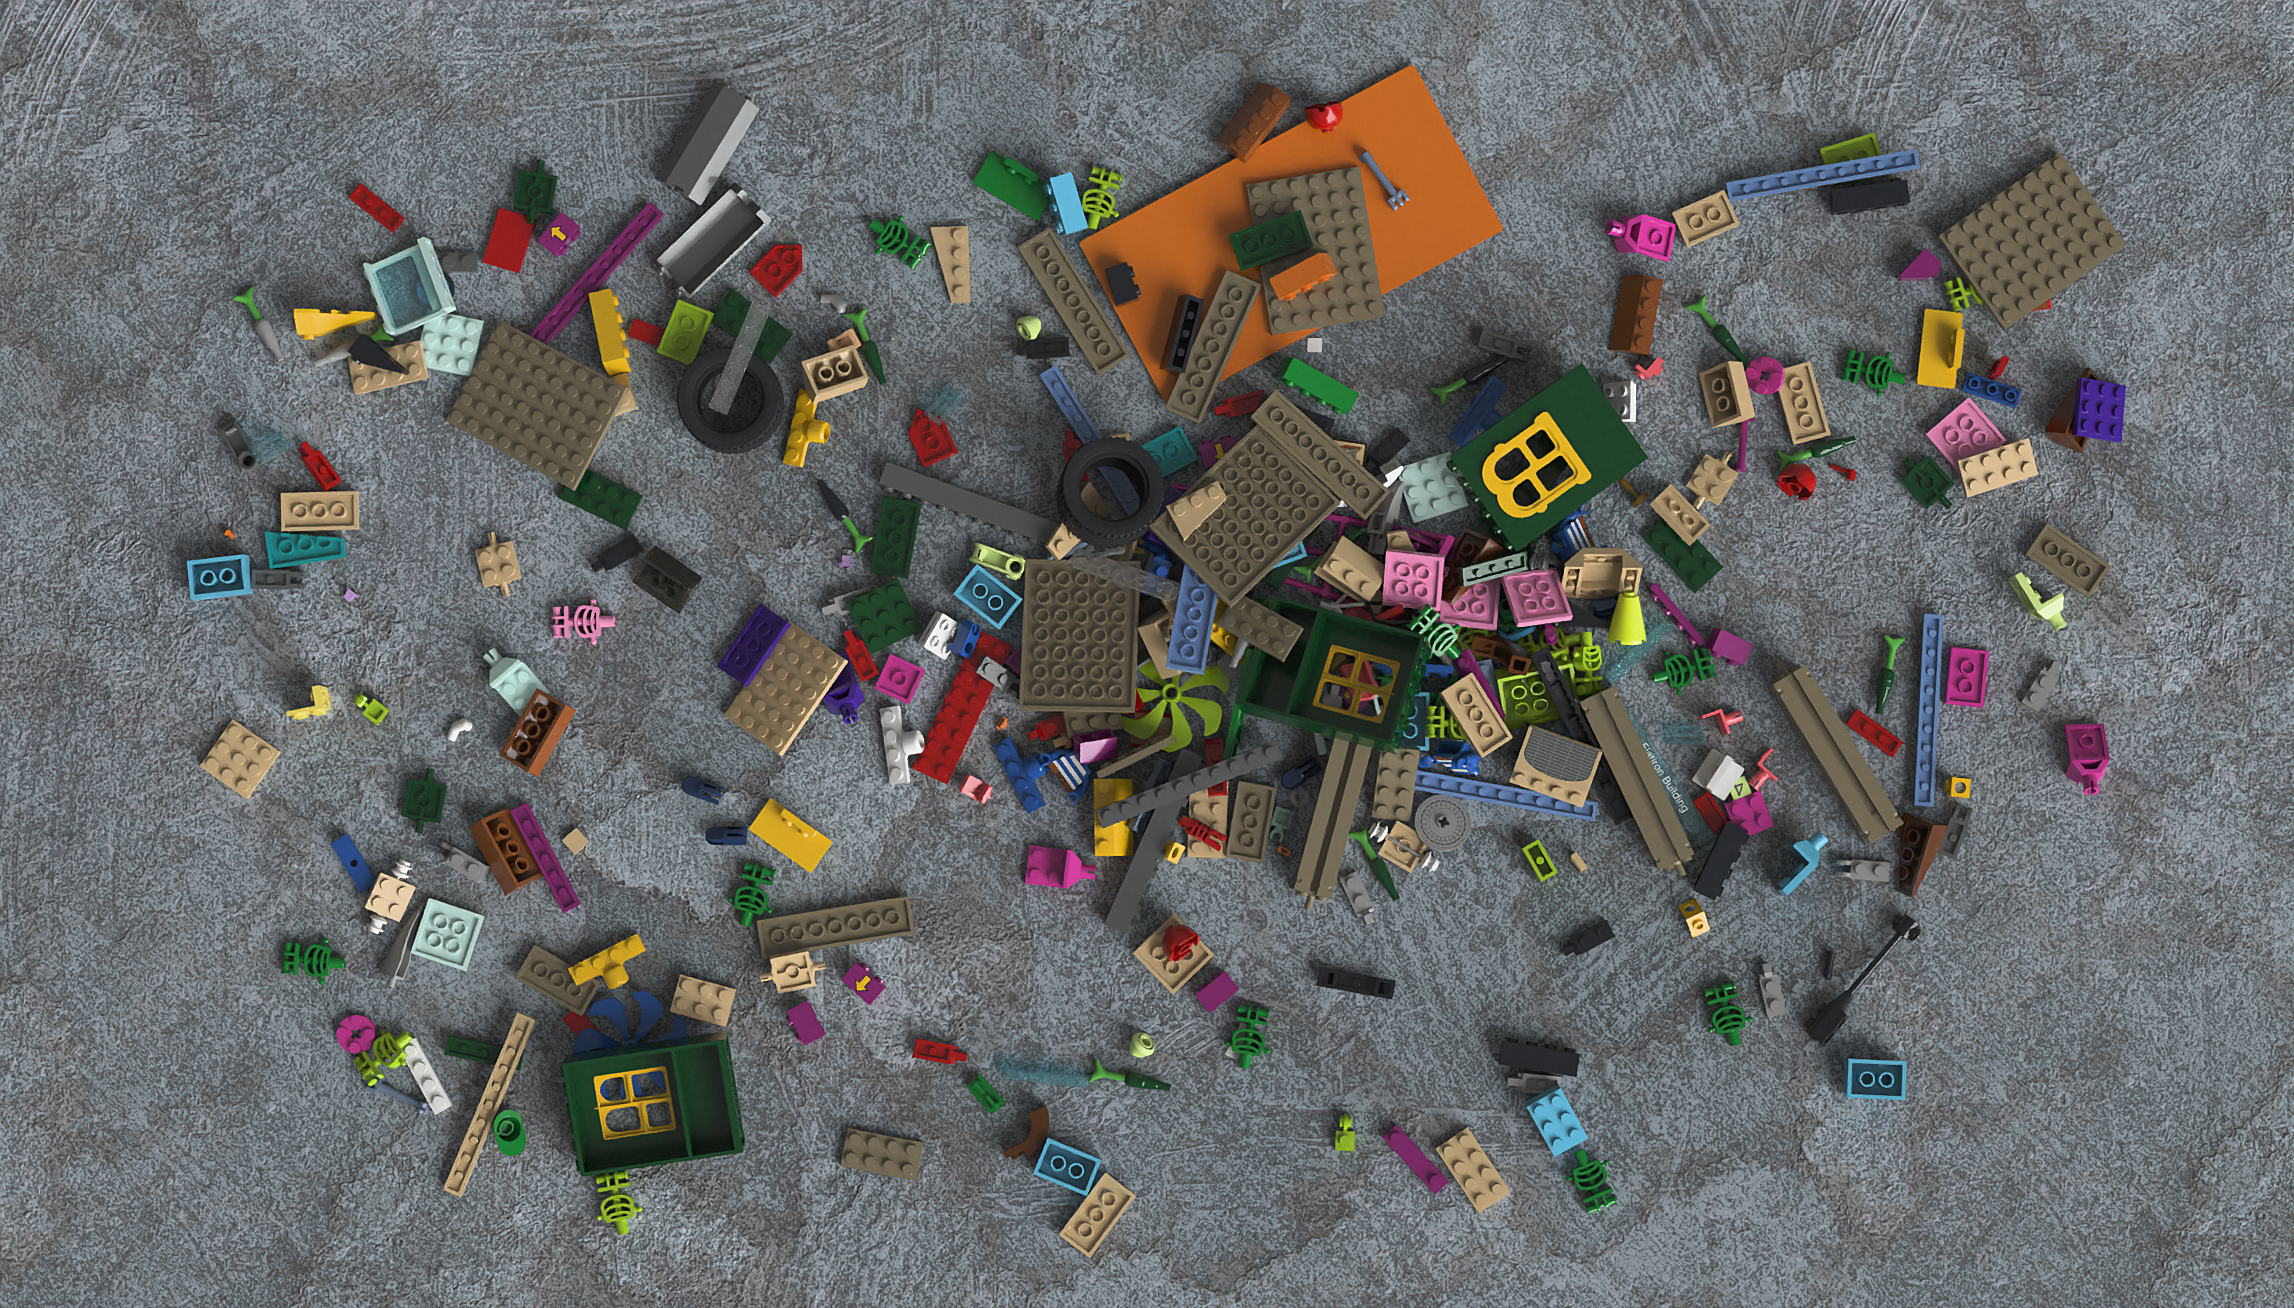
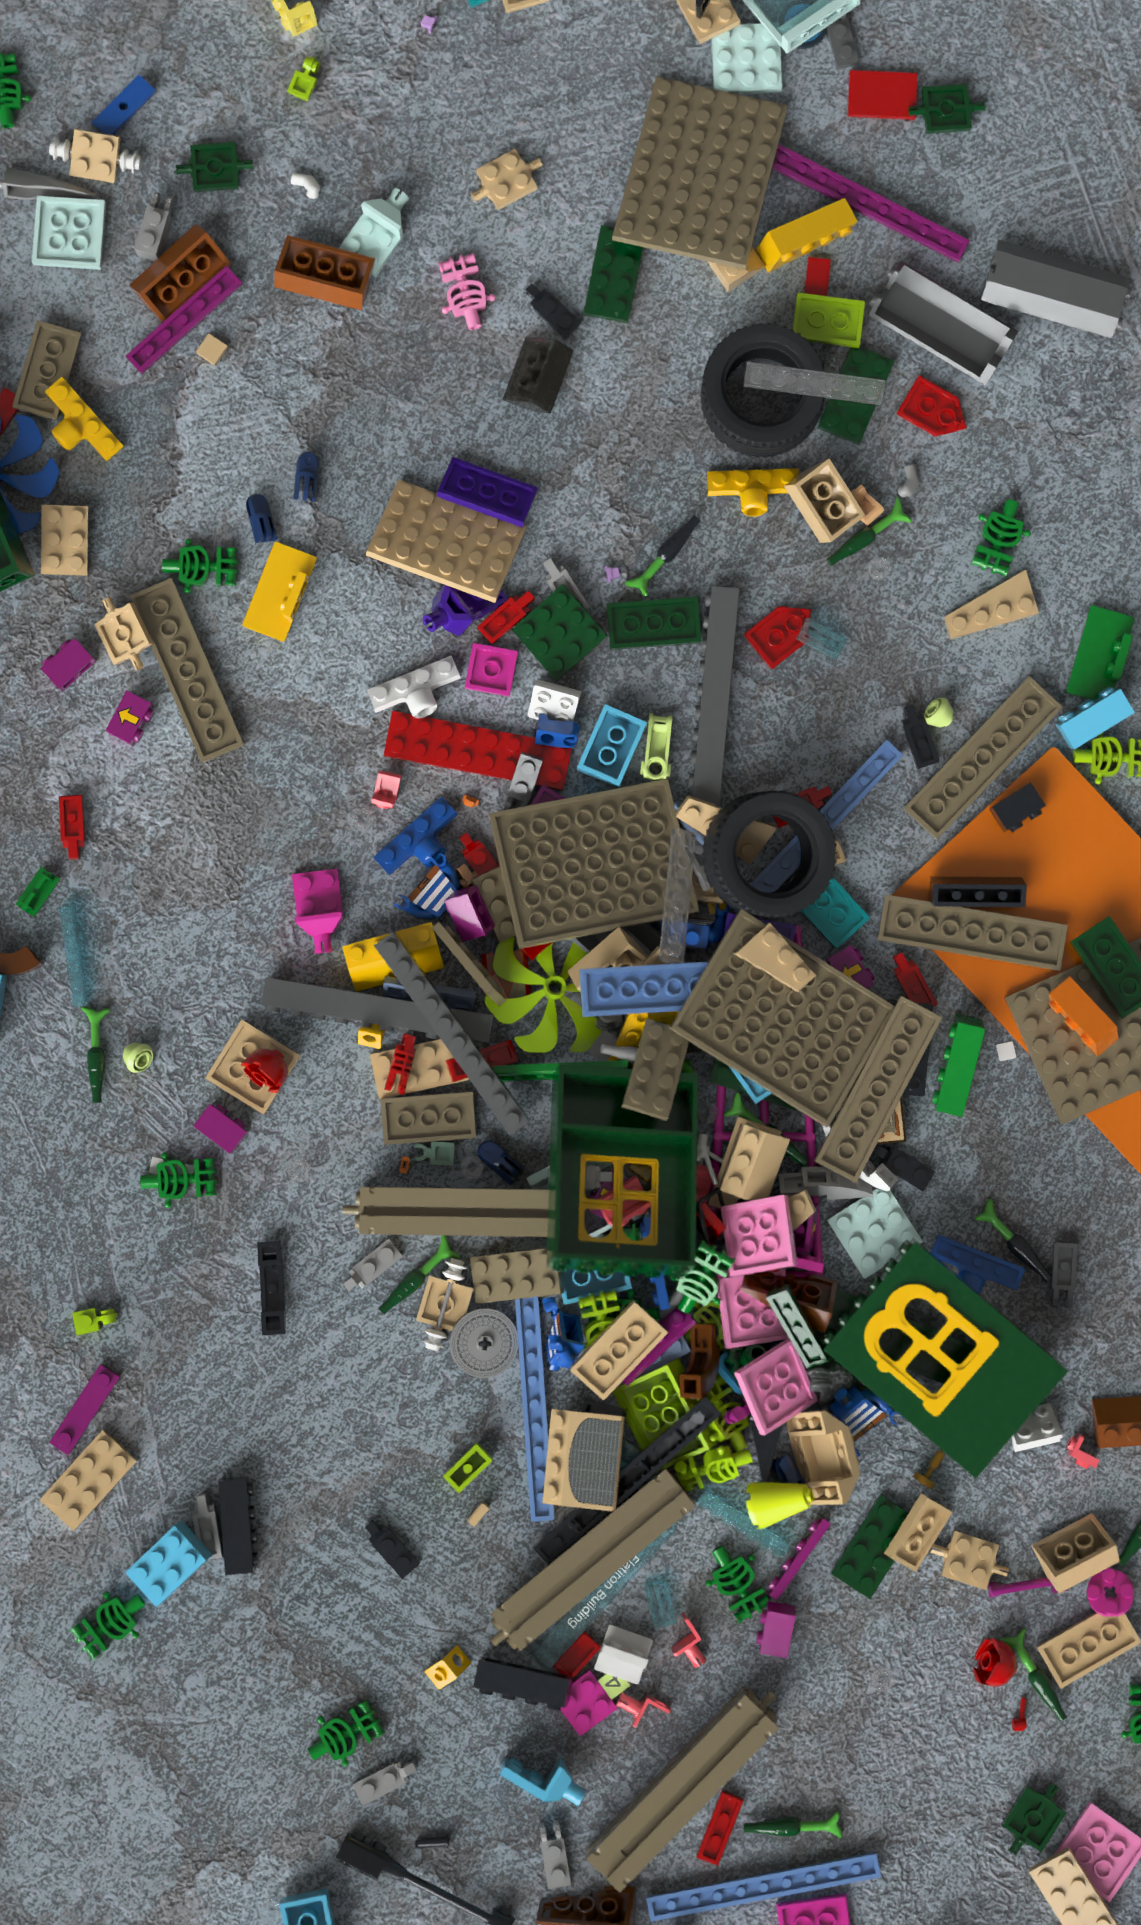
camera: 75 degrees right, 0 degrees up
(559, 235) = (903, 149): magenta brick -> none

